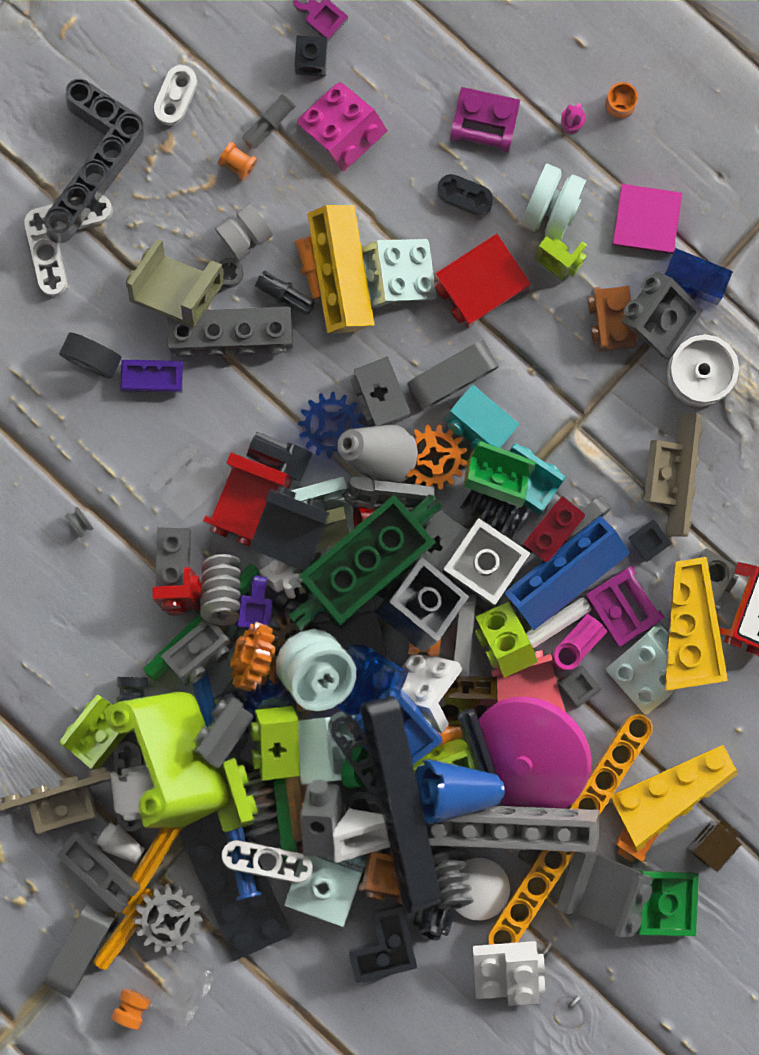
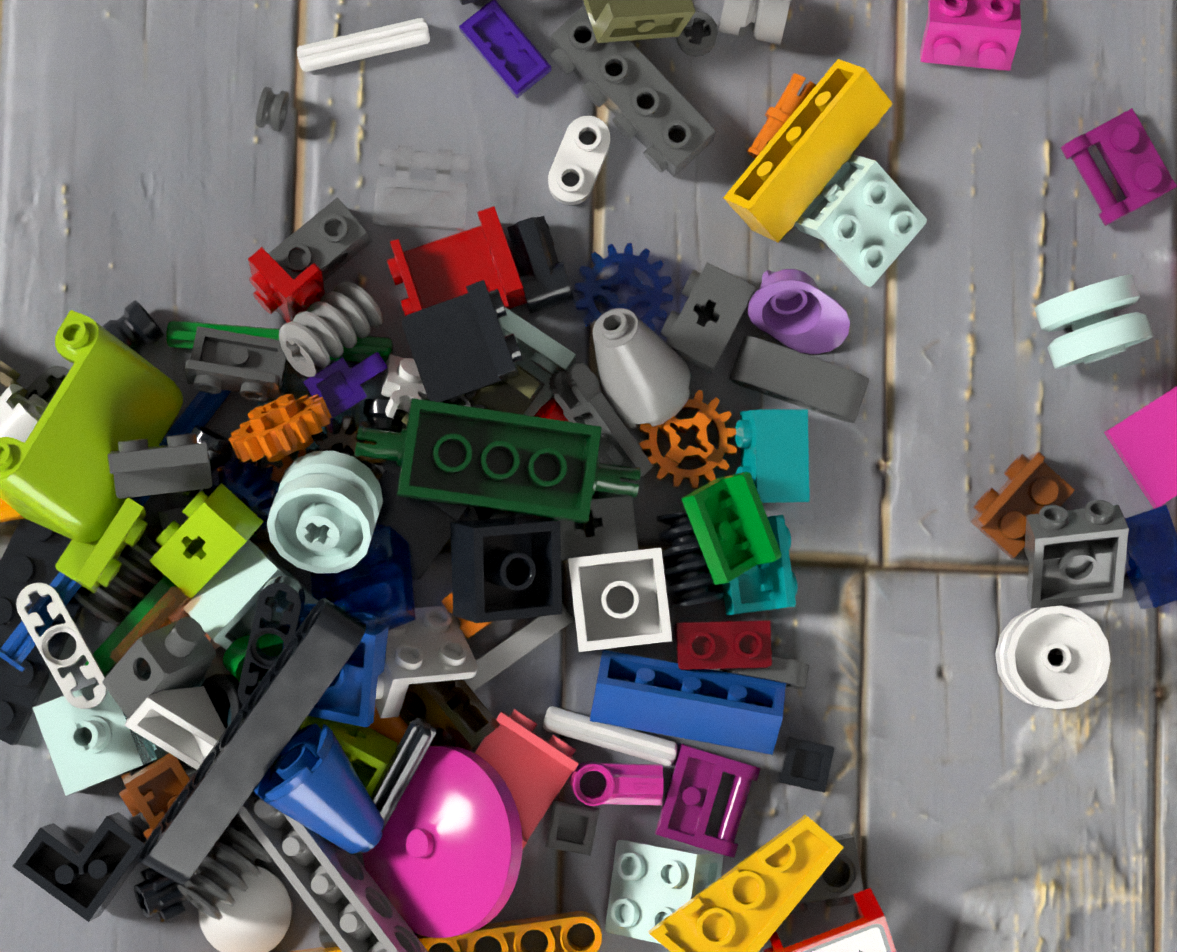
camera: 45 degrees right, 0 degrees up
(85, 446) = (363, 44): none -> white axle
(91, 736) = (35, 324): lime bracket -> none
(242, 388) = (579, 159): none -> white plate
(284, 292) = (726, 113): black axle -> none
(418, 345) = (798, 312): none -> medium lavender piece
(462, 201) = (1024, 213): black beam -> none
(481, 281) = (933, 319): red panel -> none
(506, 640) = (551, 698): lime brick -> none
(556, 259) = (1033, 382): lime bracket -> none
(672, 474) = (905, 725): dark tan bracket -> none

